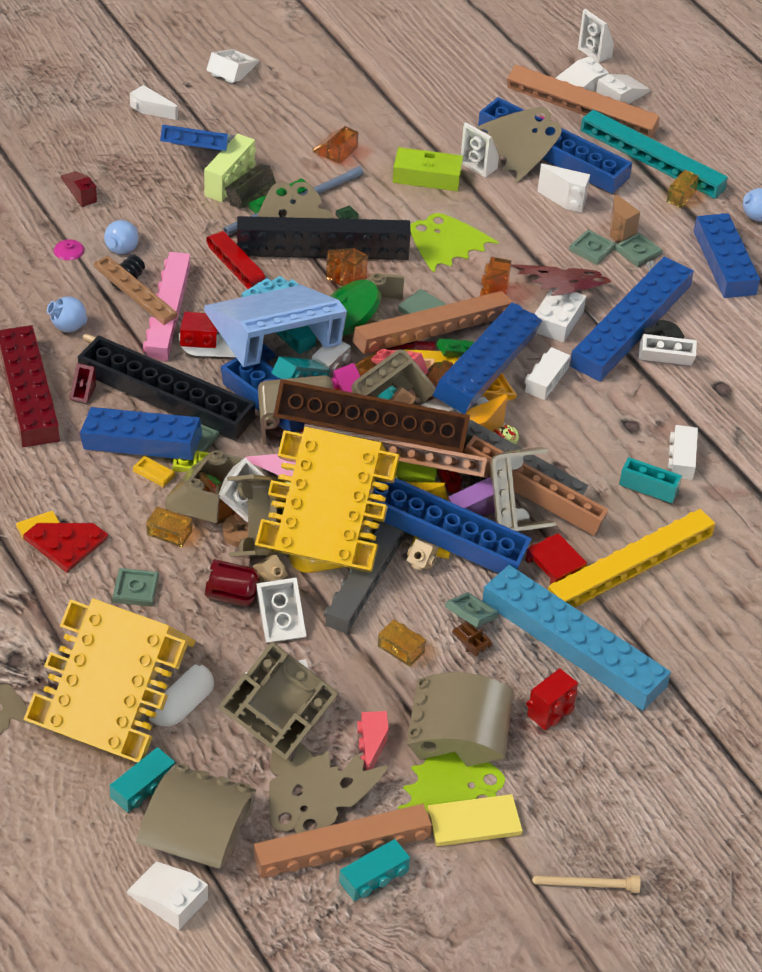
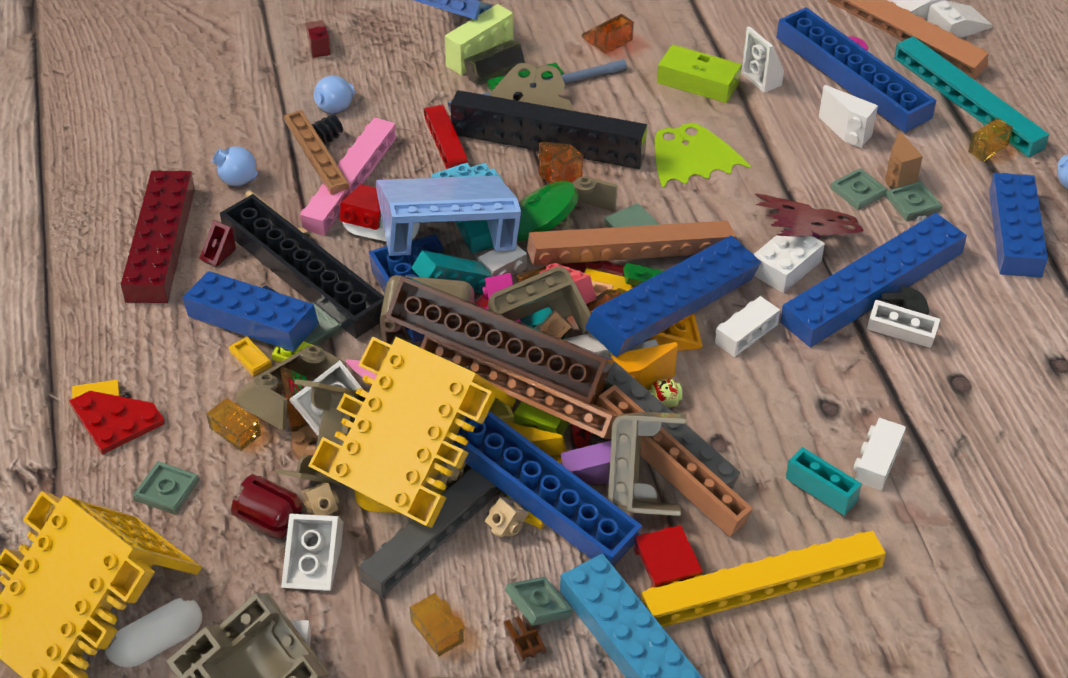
camera: 20 degrees right, 0 degrees up
(69, 249) = (277, 99): dark pink piece -> none
(347, 213) = (591, 107): clear green tile -> none
(496, 276) = (726, 204): clear orange slope -> none
(518, 142) = (811, 57): dark tan piece -> none

